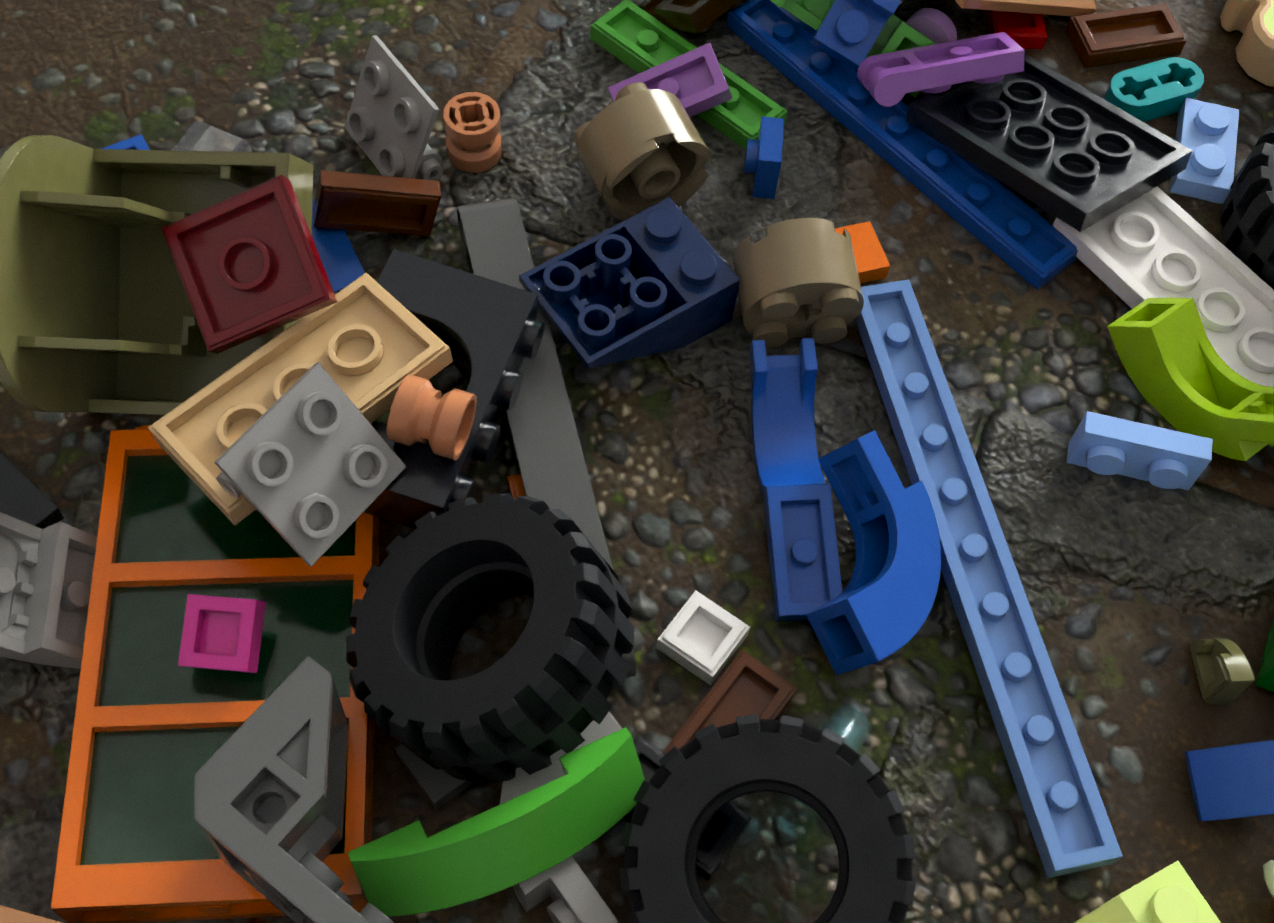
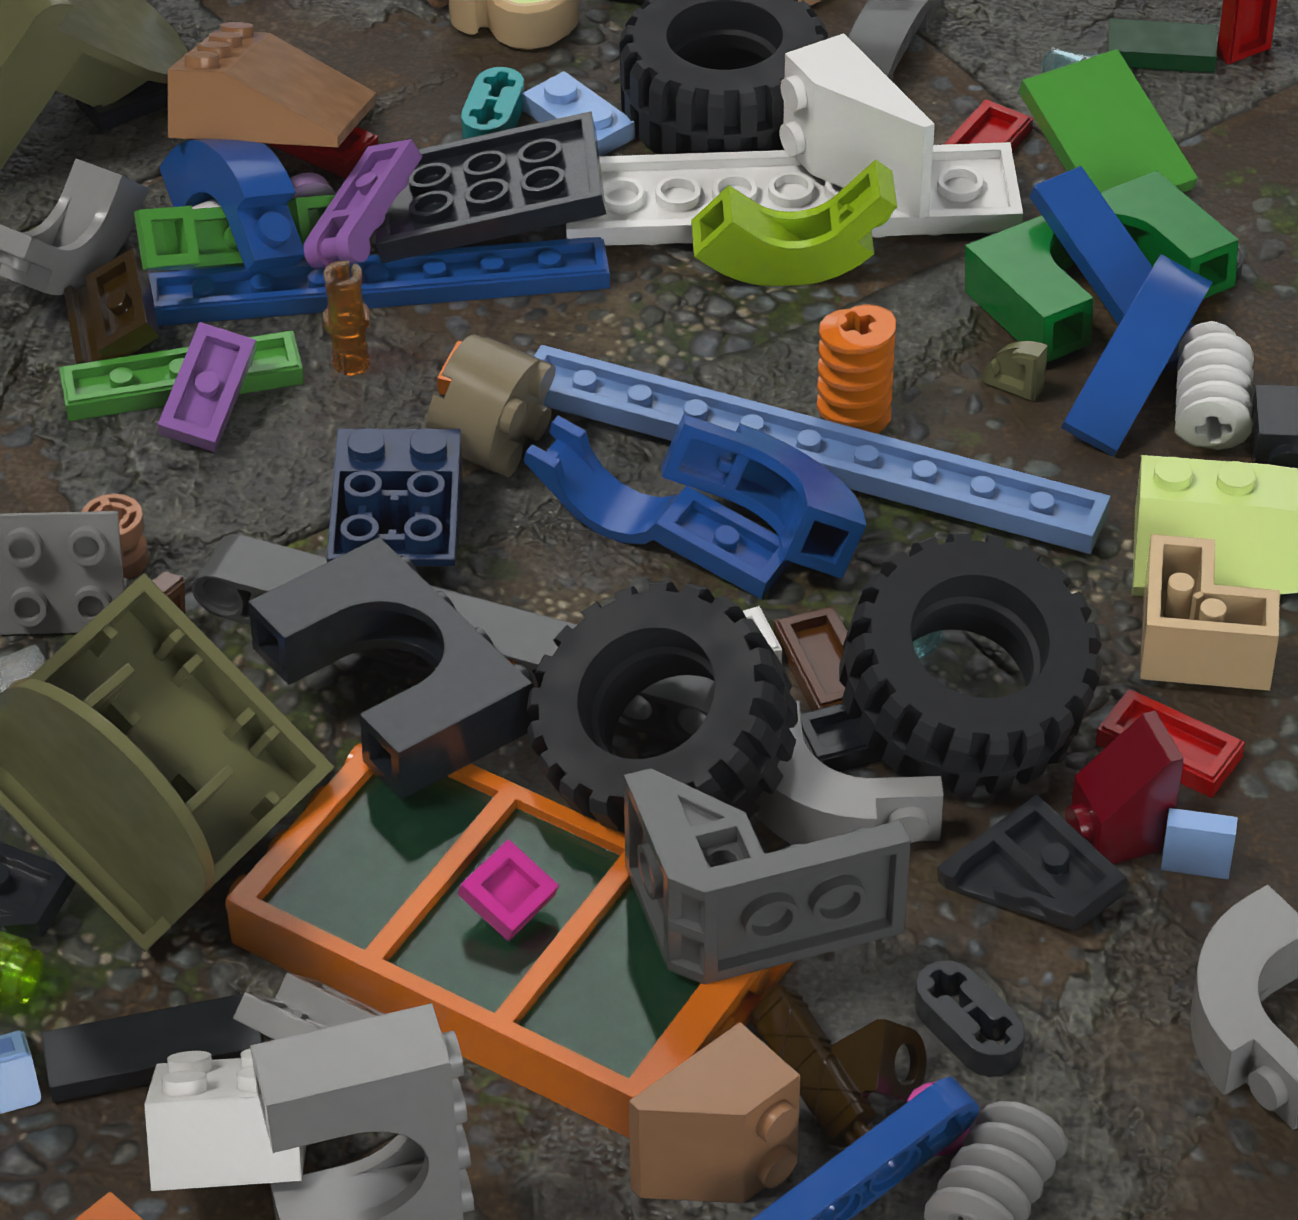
camera: 50 degrees left, 15 degrees down
(249, 264) = (208, 671): dark red tile -> none
(310, 464) = (434, 716): light grey hinge -> none
(360, 341) = (351, 715): tan tile -> none
(424, 415) = (454, 636): nougat wheel -> none
(506, 843) = (839, 772): bright green slope -> none
(642, 151) = (266, 428): dark tan brick -> none
(764, 157) = (334, 365): blue plate -> none
(806, 130) = (346, 317): none -> clear orange pin
(1078, 533) = (857, 367): none -> orange piece
(1125, 35) = (420, 92): reddish brown tile -> none
(1139, 451) = (796, 314): light blue plate -> none

